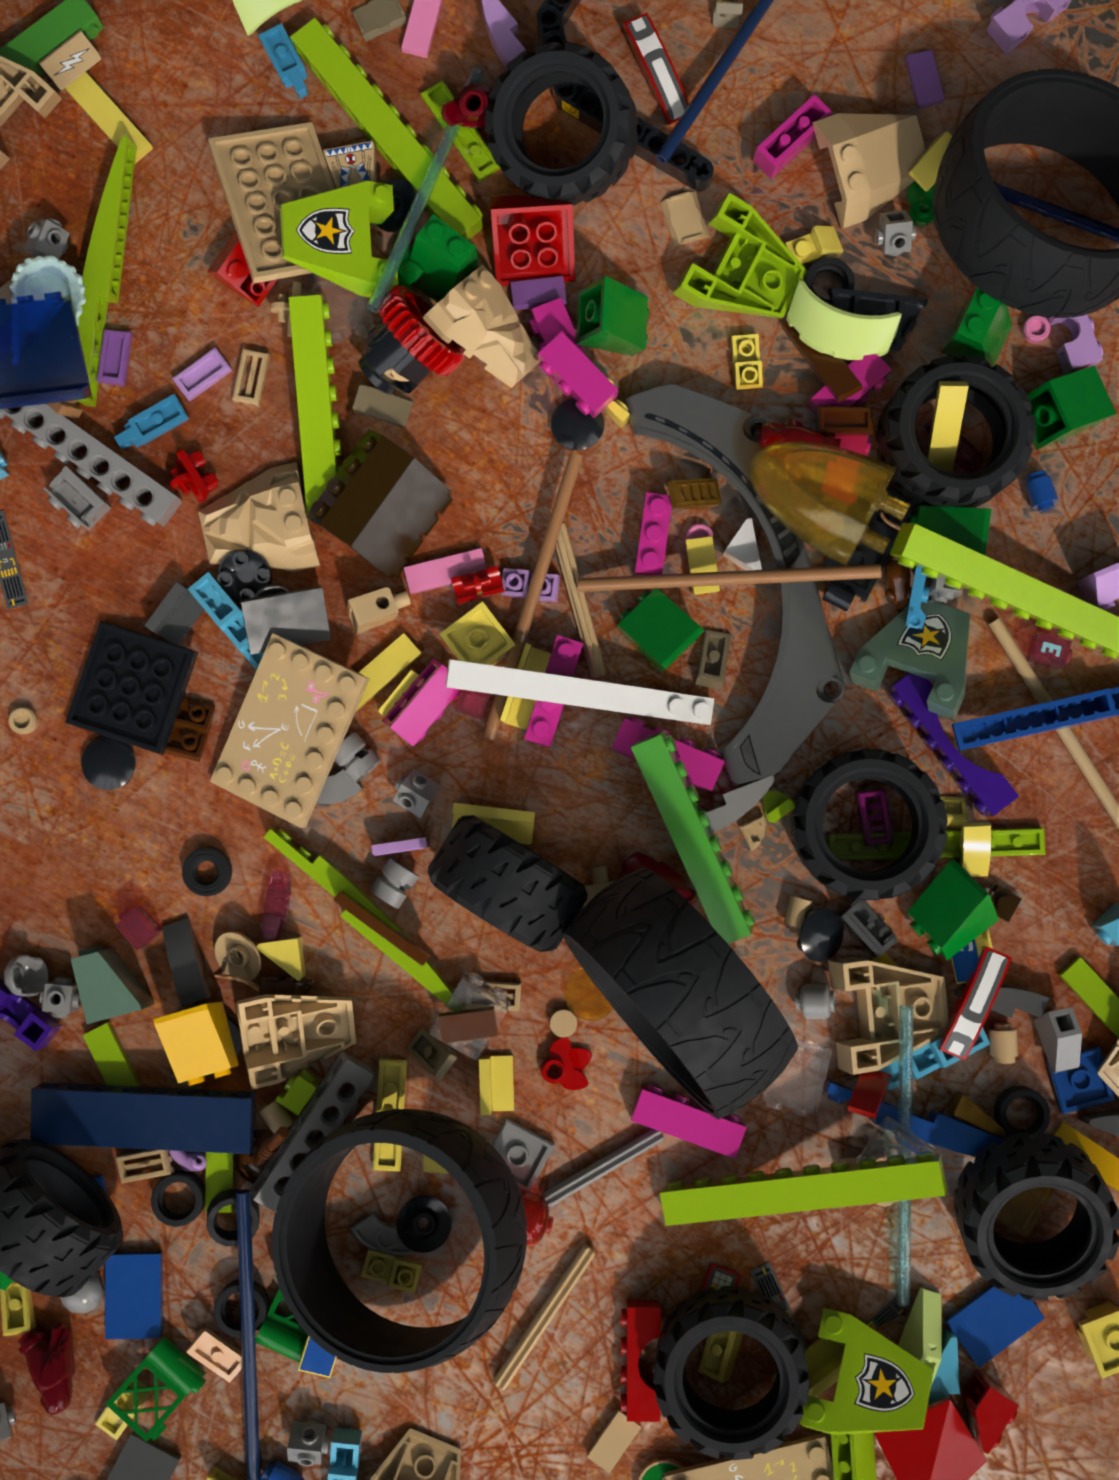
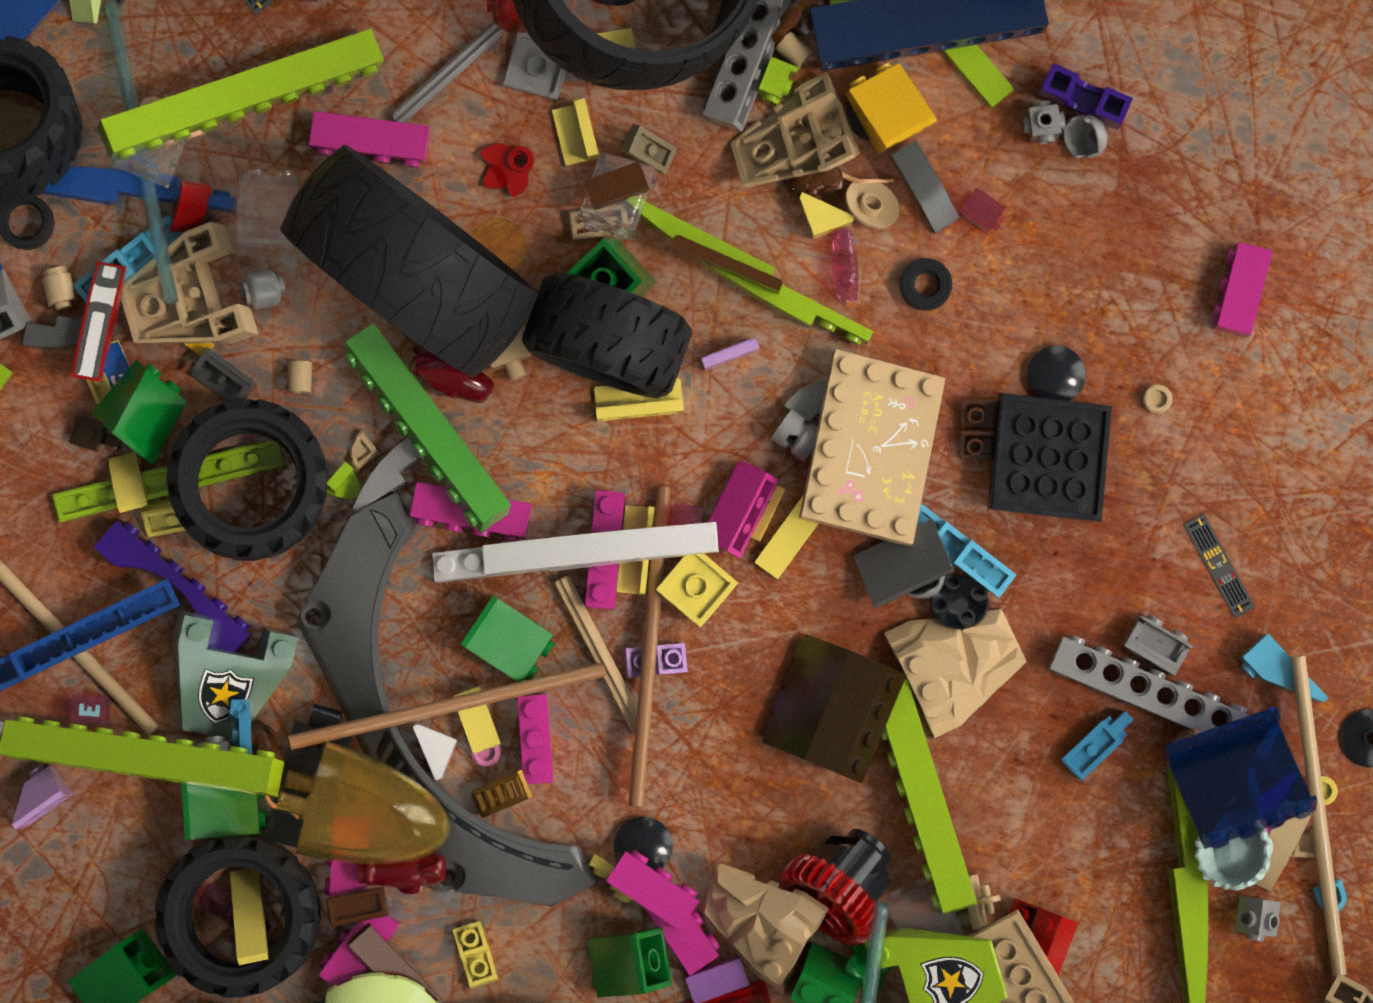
camera: 170 degrees right, 0 degrees up
(107, 985) = (996, 144): sand green slope -> none
(114, 357) = (1156, 808): medium lavender tile -> none
(175, 615) = (1022, 544): dark grey panel -> none
(188, 477) = (1049, 707): red hips -> none
(202, 374) = (1058, 811): lavender tile -> none
(247, 400) = (1004, 809): tan tile -> none
(367, 615) = (820, 589): tan torso -> none
(382, 406) = (846, 816): dark tan slope -> none
(390, 1096) = (682, 95): light yellow tile -> none
(394, 883) = (727, 314): light grey wheel -> none
(416, 792) = (726, 413): light grey brick -> none
(439, 572) = (748, 655): bright pink tile -> none
(477, 585) = (710, 645): red hips -> none
(488, 947) = (616, 266): none -> green slope
(563, 1023) = (520, 210): tan tile -> none
(713, 659) = (444, 624): dark tan slope -> none
(821, 934) = (271, 358): black dish -> none
(883, 816) = (234, 508): magenta slope -> none
(969, 1111) = (82, 211): pearl gold slope -> none
(1041, 491) = (131, 881): blue brick -> none

